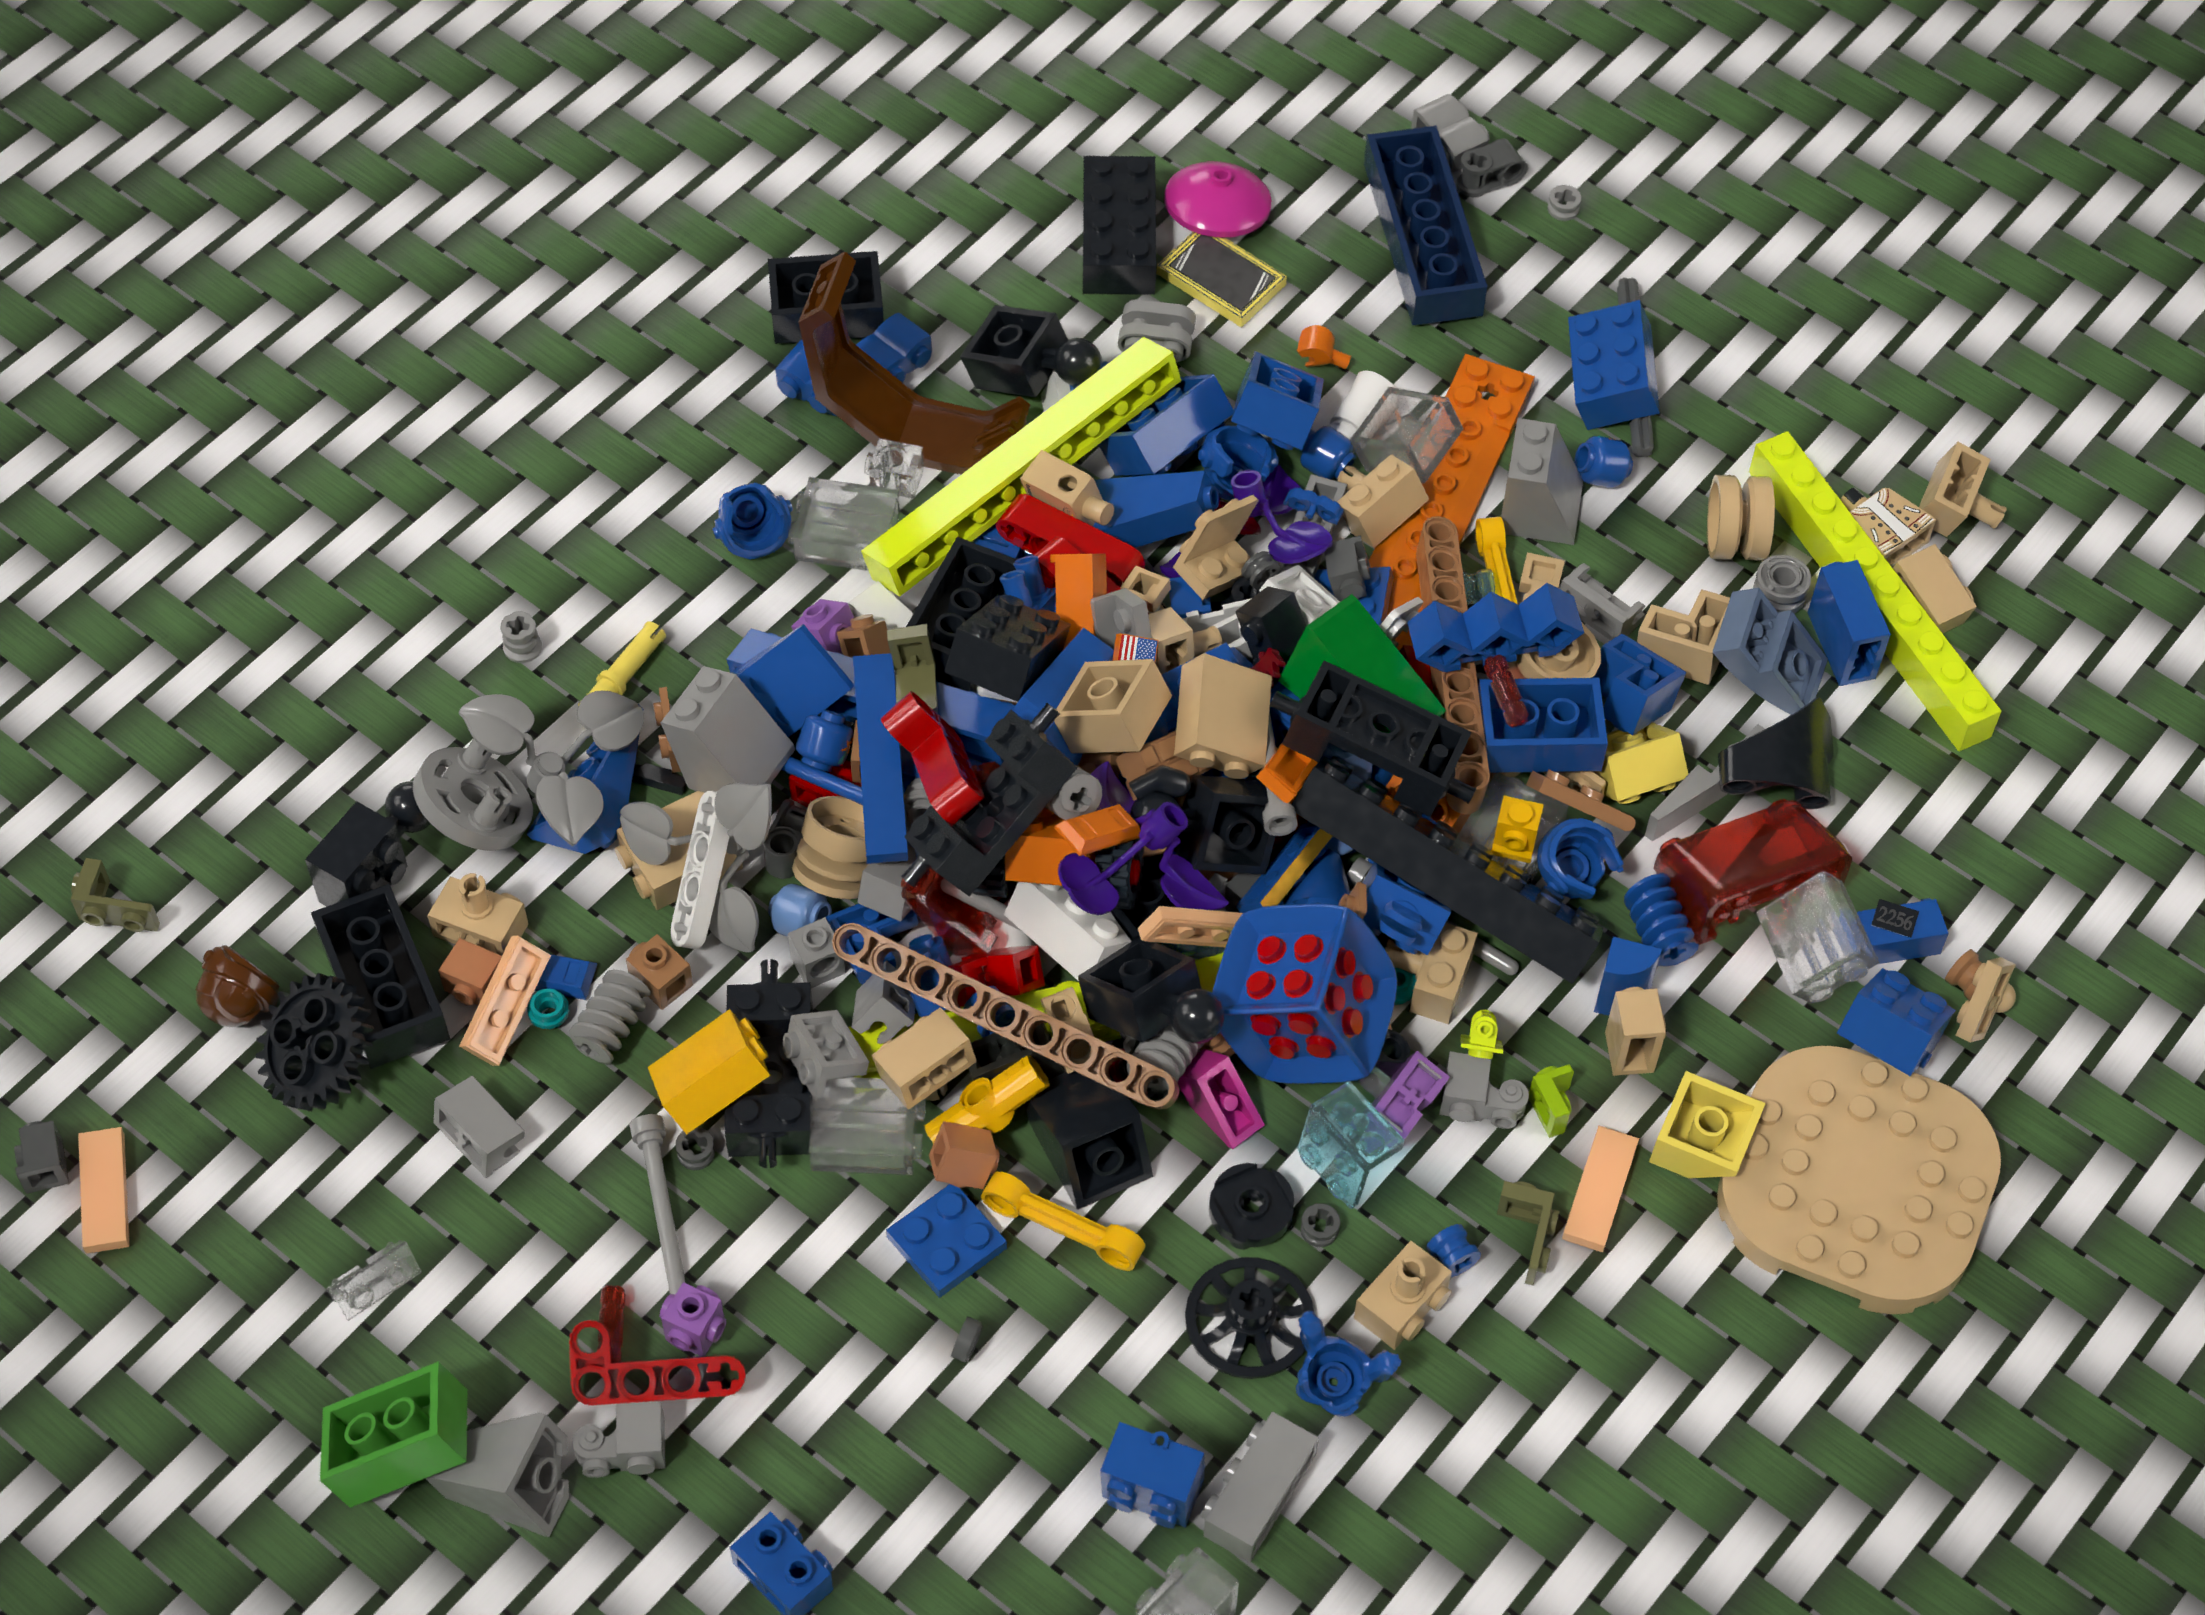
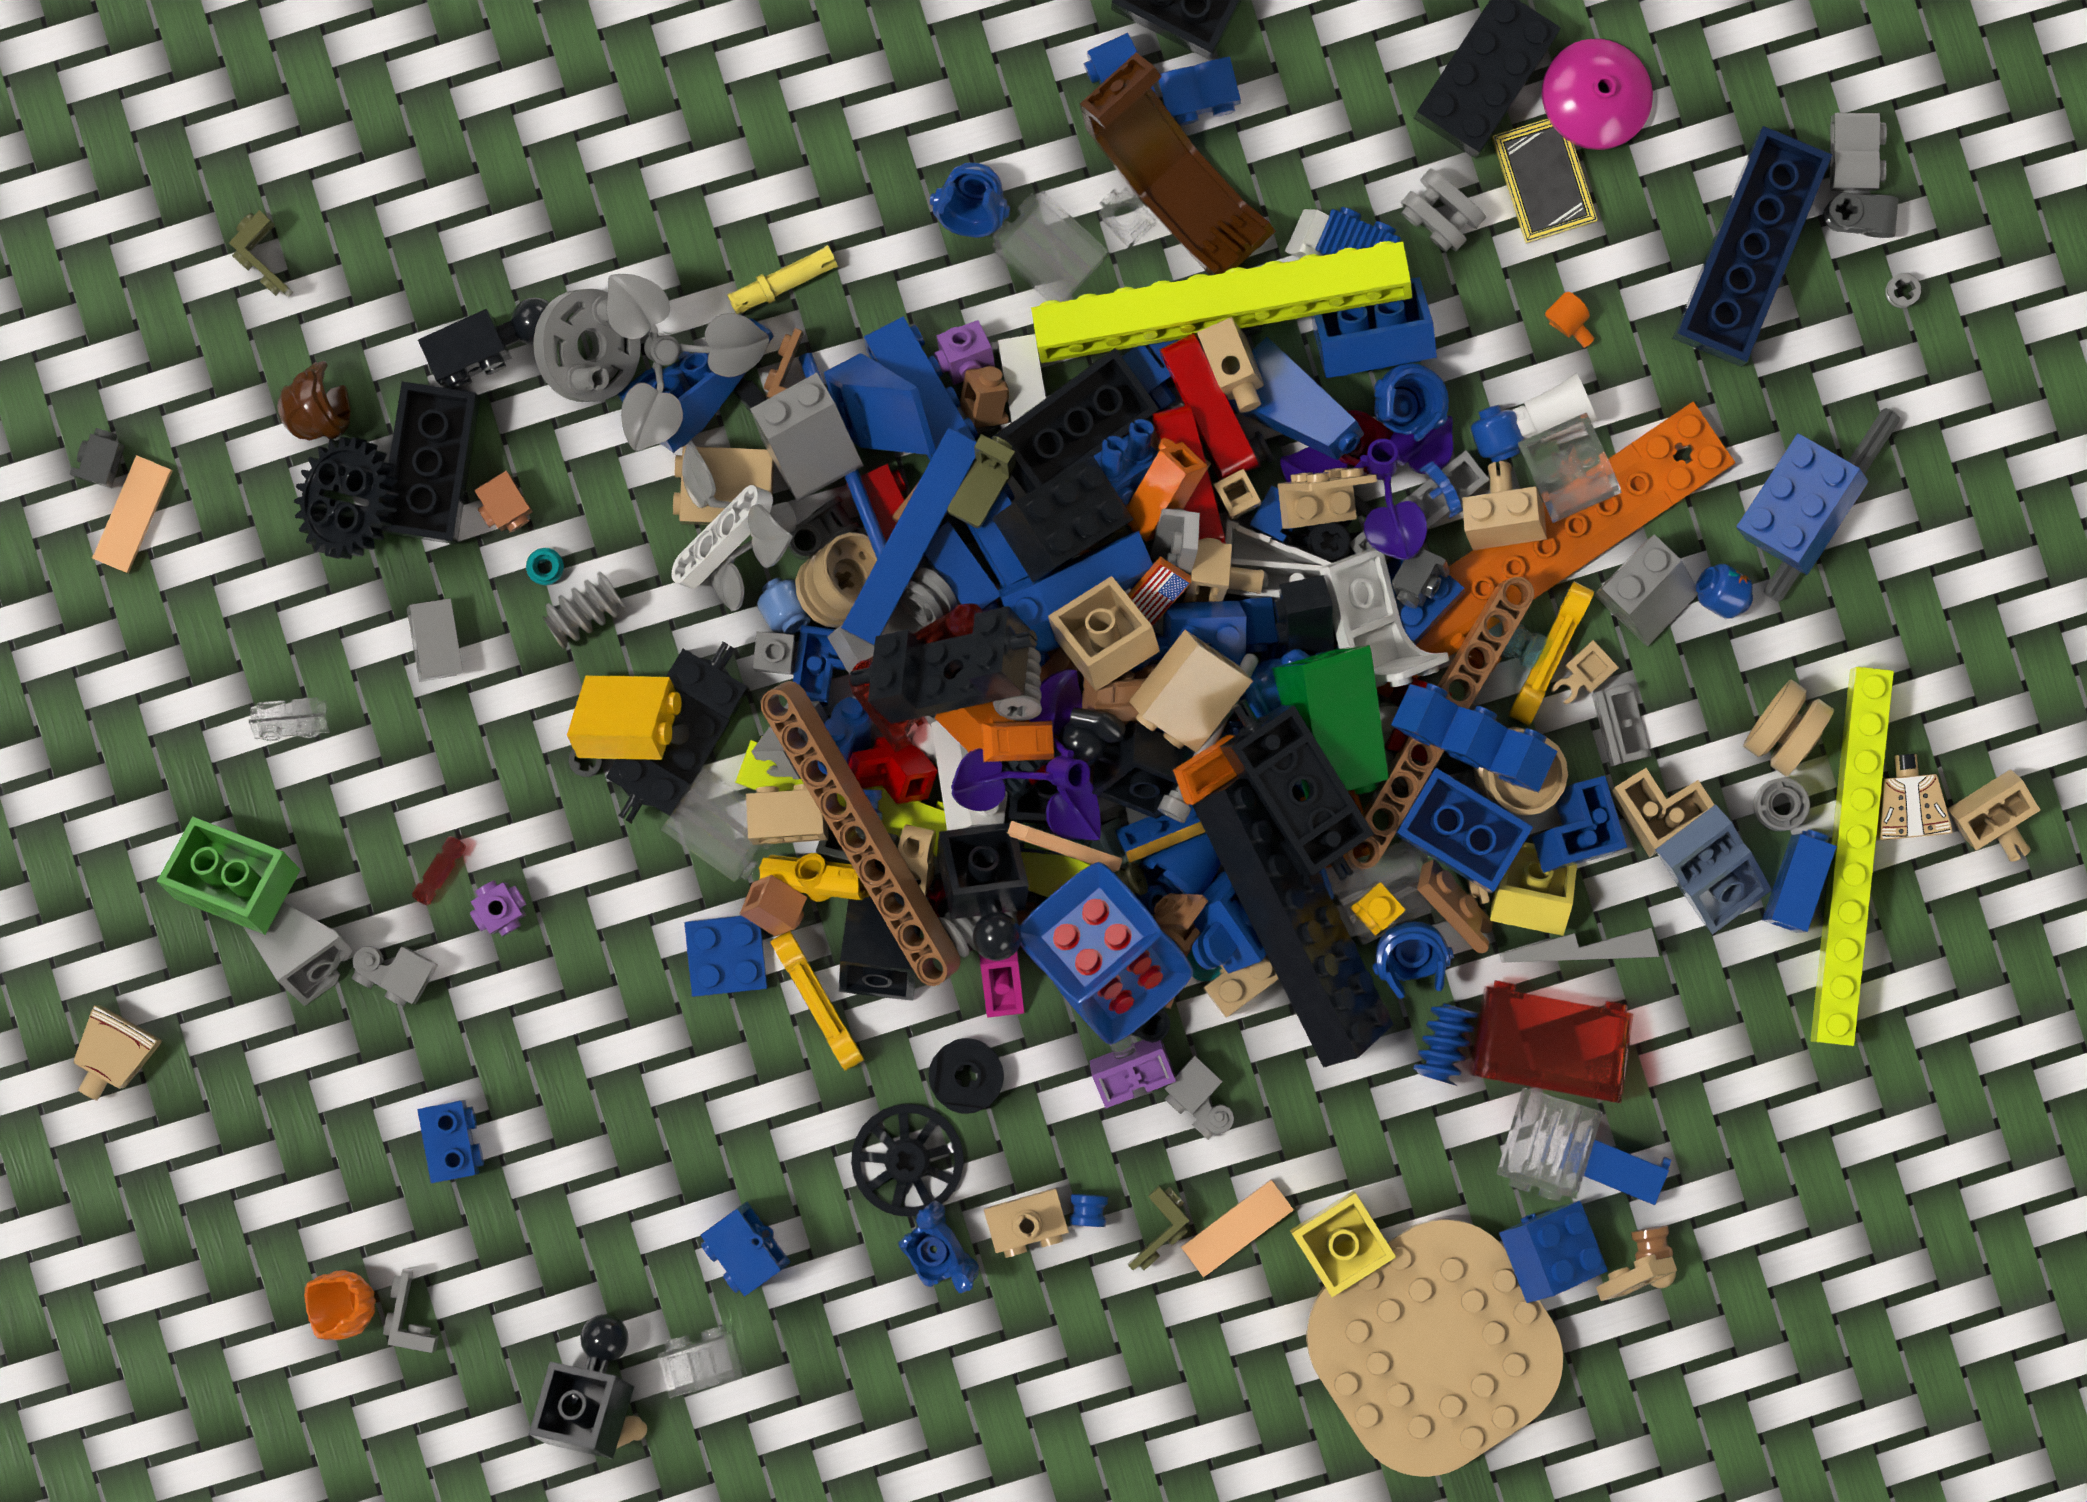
camera: 35 degrees right, 30 degrees up
(476, 914) = (535, 452): tan brick -> none
(505, 1001) = (512, 545): light nougat tile -> none
(520, 637) = (717, 208): light grey bush -> none
(568, 976) = (567, 533): blue tile -> none
(649, 1133) = (555, 730): light grey piece -> none
(657, 1370) = (447, 934): red beam -> none
(660, 970) = (645, 589): medium nougat brick -> none
(823, 1050) = (720, 755): light grey bracket -> none
(824, 740) = (886, 480): blue head -> none
(937, 756) = (946, 588): red beam -> none
(967, 1339) = (687, 1050): dark grey tile -> none
(1022, 348) = (1305, 174): black brick -> none
(1259, 569) = (1346, 534): dark grey bush -> none
(1259, 1486) = (821, 1297): light grey brick -> none
(1269, 663) = (1269, 651): dark red piece -> none
(1277, 401) = (1479, 371): blue brick -> none
(1330, 1233) = (1006, 1111): dark grey bush -> none
(1345, 1141) = (1064, 1083): clear light blue bracket -> none
(1482, 1036) = (1229, 1058): neon yellow hinge -> none
(1506, 690) = (1444, 796): clear red axle -> none
(1549, 1098) = (1248, 1143): lime bracket -> none
(1627, 966) = (1374, 1080): blue brick -> none
(1635, 1031) = (1350, 1129): tan brick -> none
(1784, 754) = (1648, 979): black panel -> none
(1895, 918) = (1623, 1166): black sticker -> none
(1936, 587) = (1898, 893): tan brick -> none

